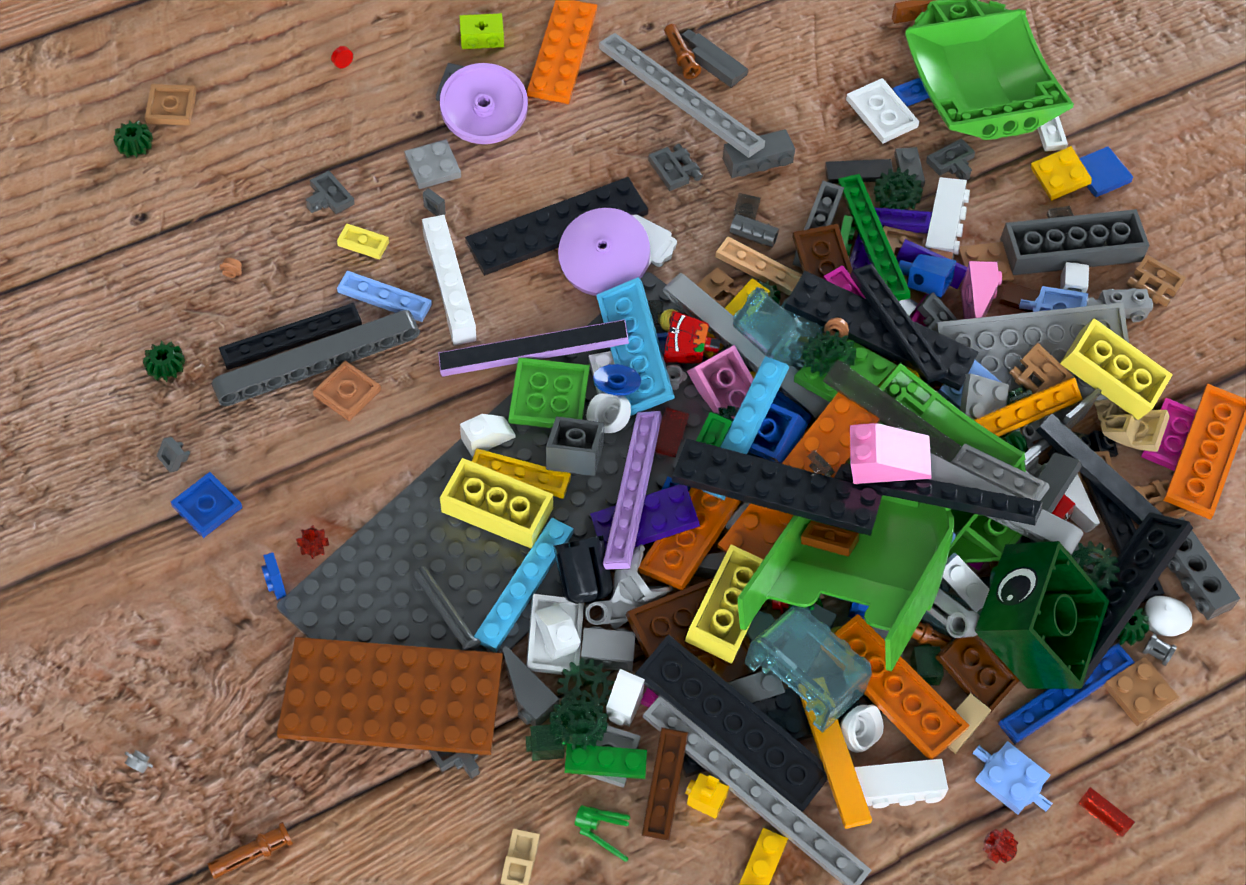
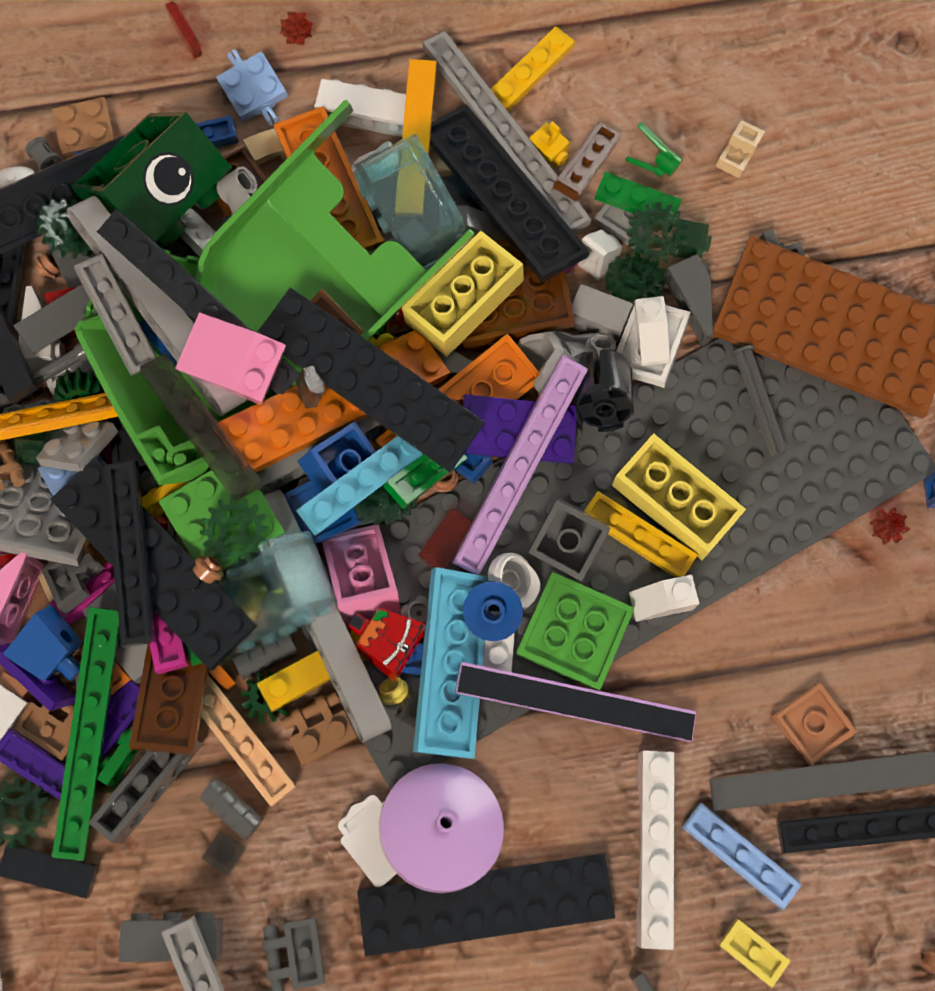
camera: 160 degrees left, 15 degrees up
(522, 585) = (667, 406): medium azure plate -> none

